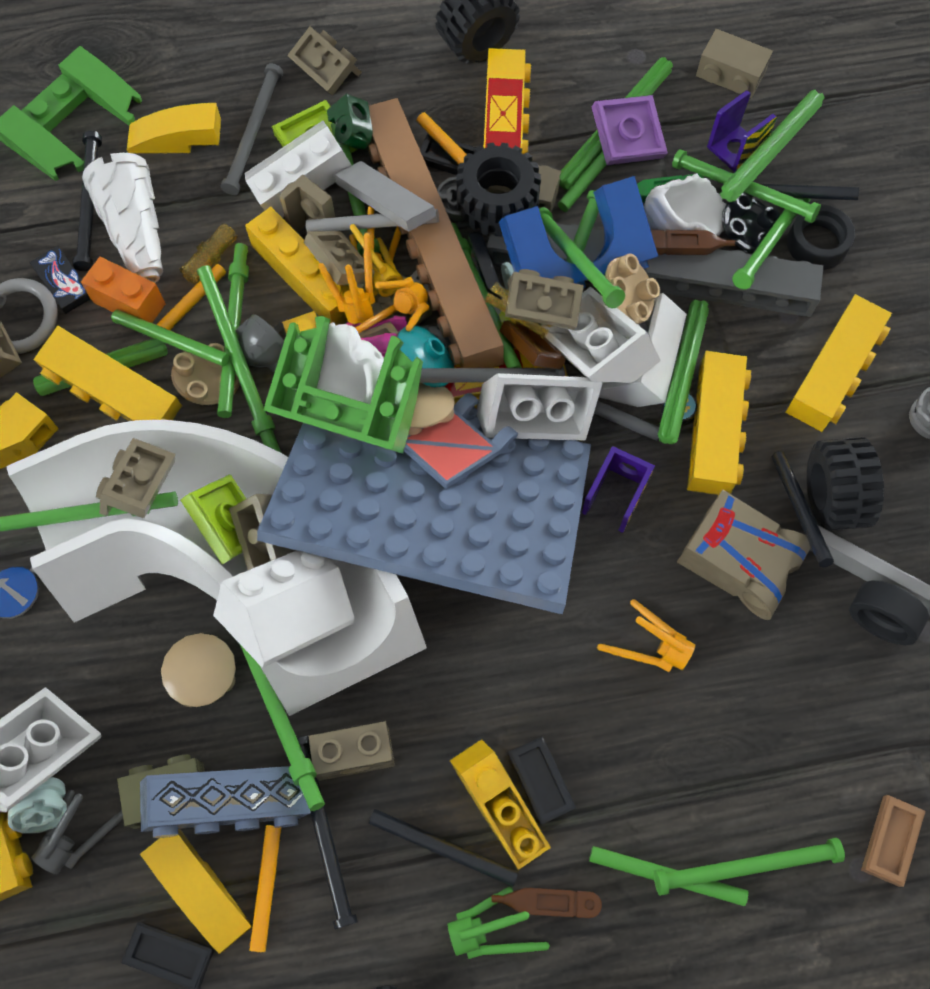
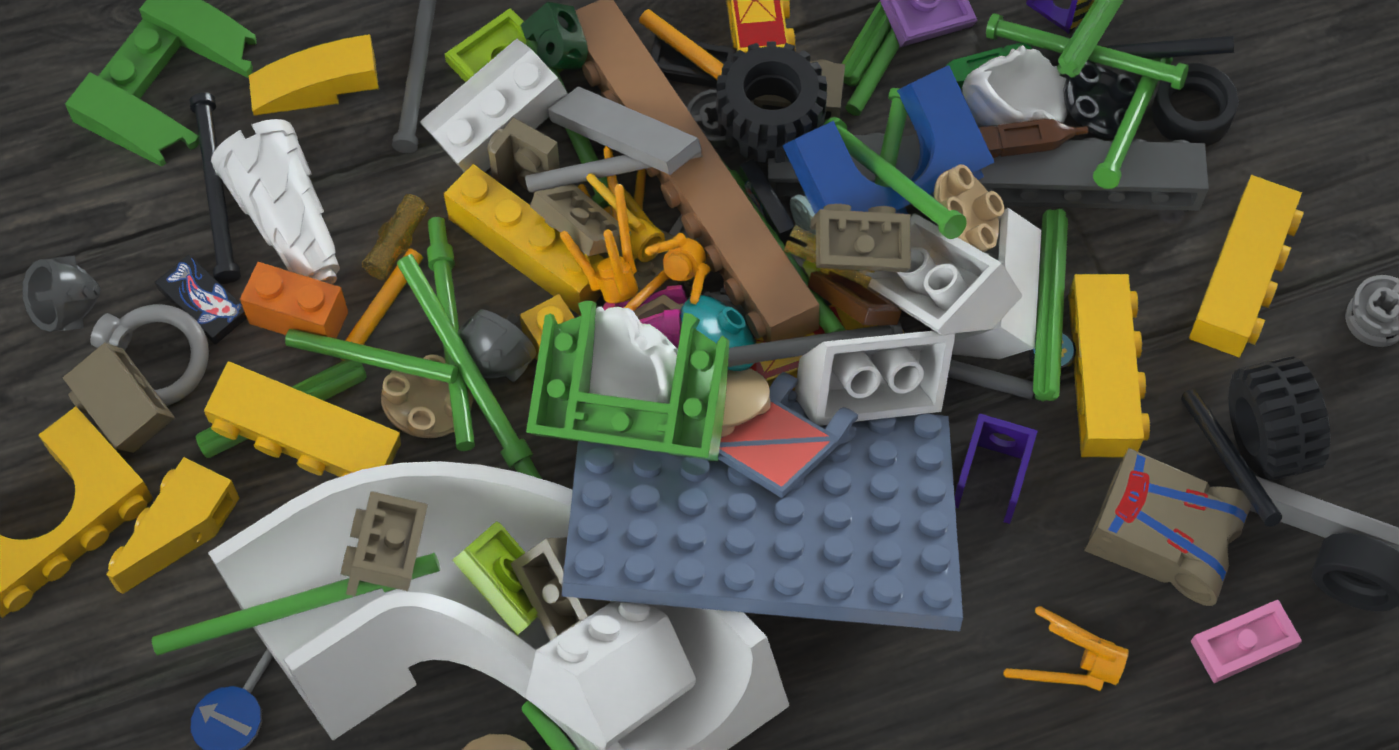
camera: 10 degrees left, 5 degrees down
(789, 651) = (1246, 641): none -> bright pink plate

